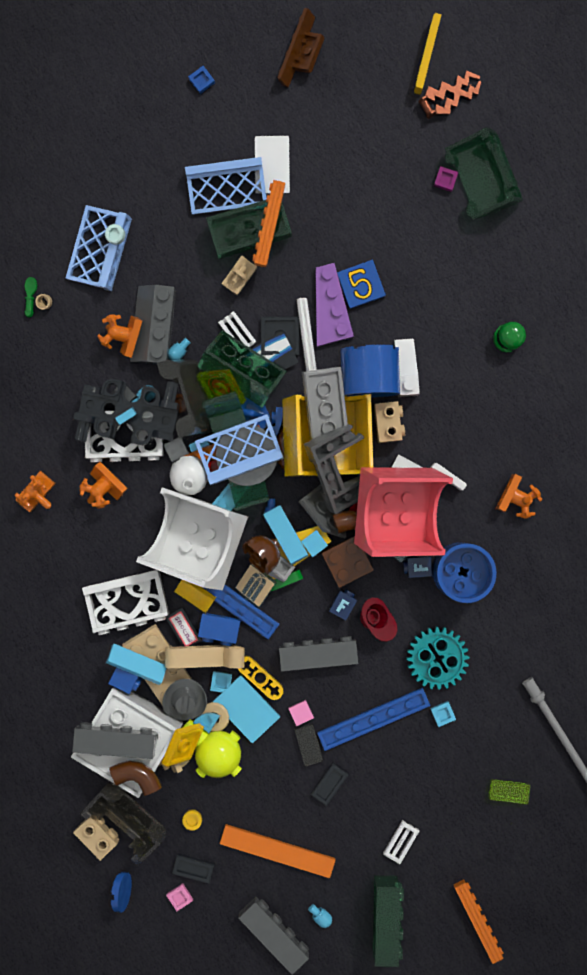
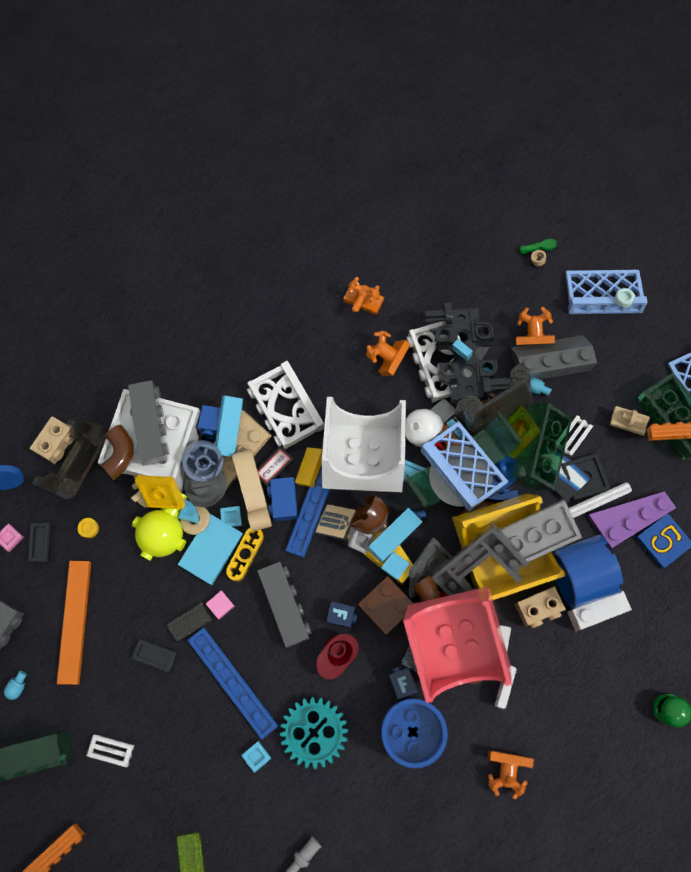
camera: 80 degrees right, 15 degrees down
(165, 698) = (202, 460): none -> sand blue cylinder
(293, 577) = (351, 553): green beam -> none

